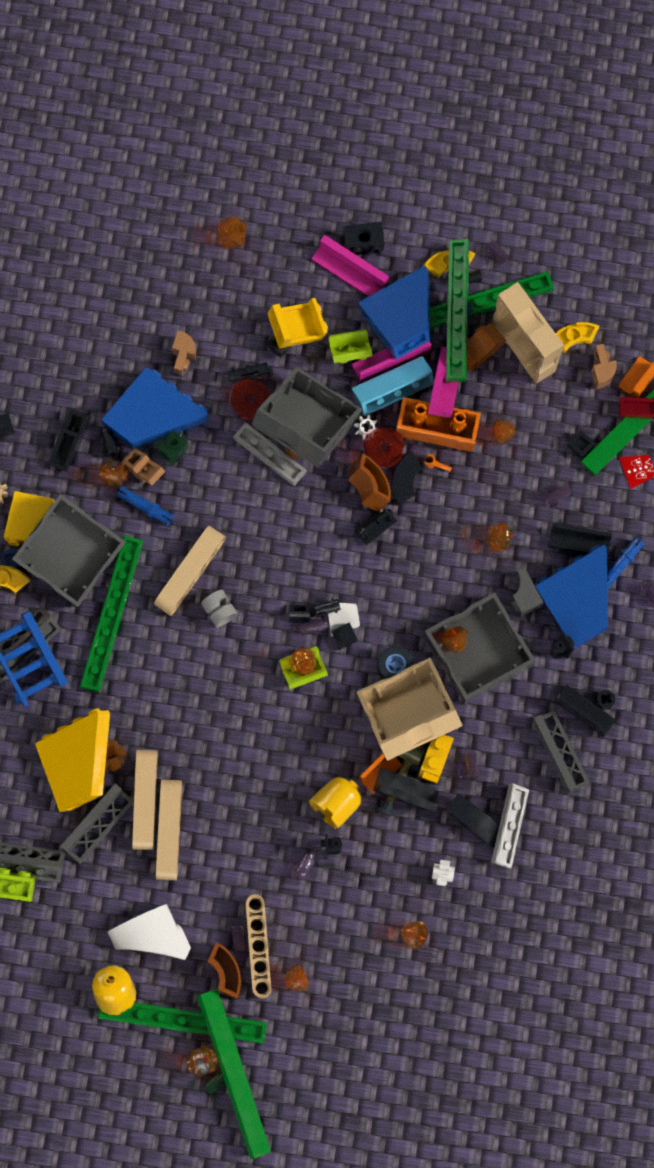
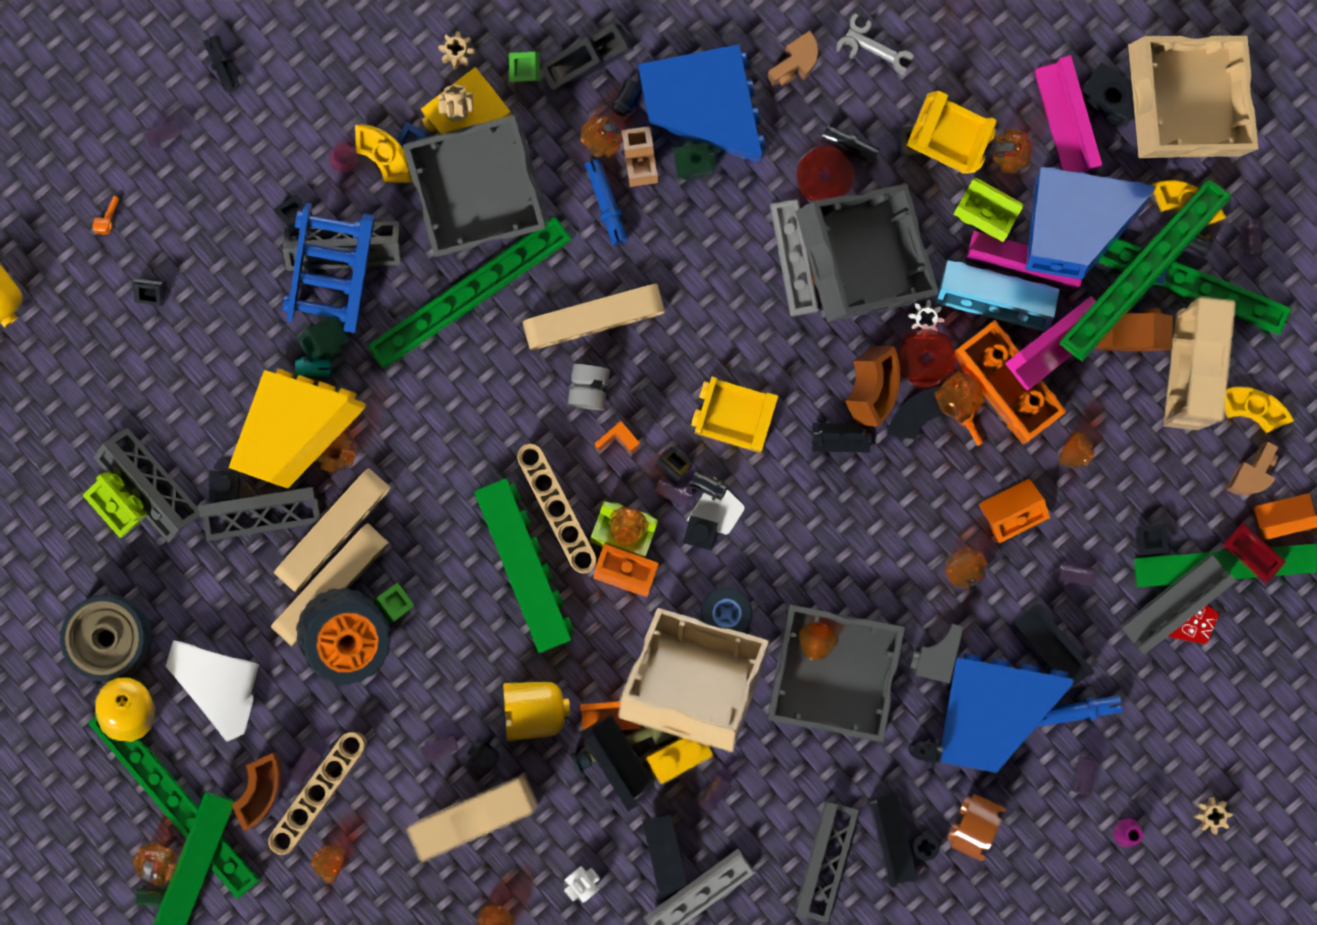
camera: 45 degrees right, 10 degrees up
(21, 516) = (455, 102): none -> tan gear
(40, 471) = (524, 67): none -> bright green plate
(54, 701) = (323, 340): none -> clear green brick
(56, 951) = (83, 634): none -> dark tan wheel
(59, 721) = (307, 369): none -> teal pin
(63, 825) = (224, 485): none -> black plate
(201, 847) = (343, 636): none -> wheel
(204, 316) = (856, 36): none -> light grey bar
(212, 810) = (393, 603): none -> bright green plate
(251, 678) = (552, 495): none -> tan beam
(260, 617) = (623, 435): none -> orange panel
(265, 731) = (523, 565): none -> green brick
(309, 559) = (734, 414): none -> yellow panel
(322, 687) = (625, 570): none -> orange panel
(336, 307) = (1012, 150): none -> clear orange head
(355, 879) = (472, 817): none -> tan tile
(405, 205) = (1192, 96): none -> tan tile
(419, 451) = (960, 396): none -> clear orange brick
(498, 488) = (1015, 510): none -> orange panel
(623, 465) = (1177, 604): none -> dark grey fence
(623, 664) = (977, 826): none -> dark orange brick

